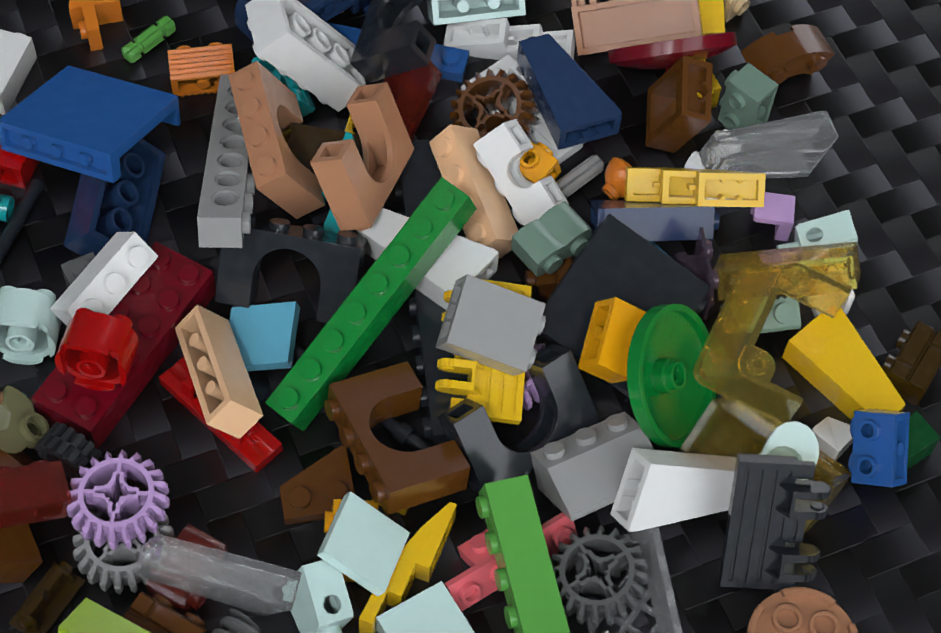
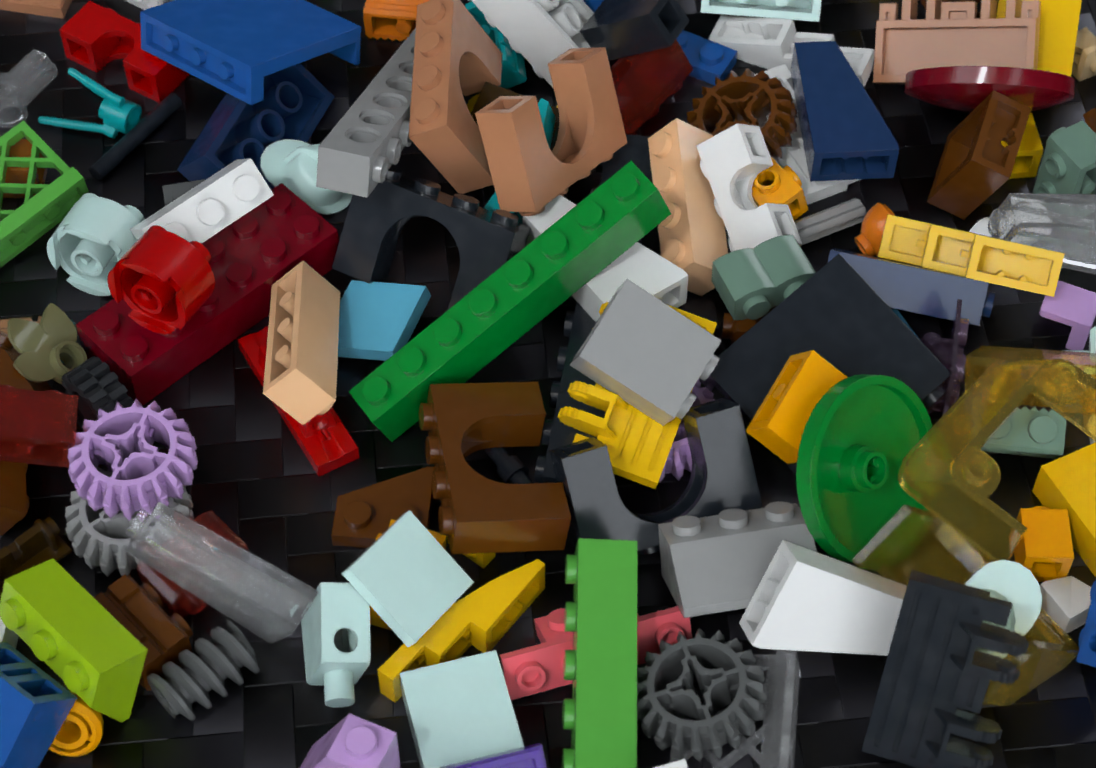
camera: 20 degrees right, 5 degrees down
(168, 224) = (296, 167): none -> light aqua piece
(815, 401) = (1046, 544): none -> light orange brick

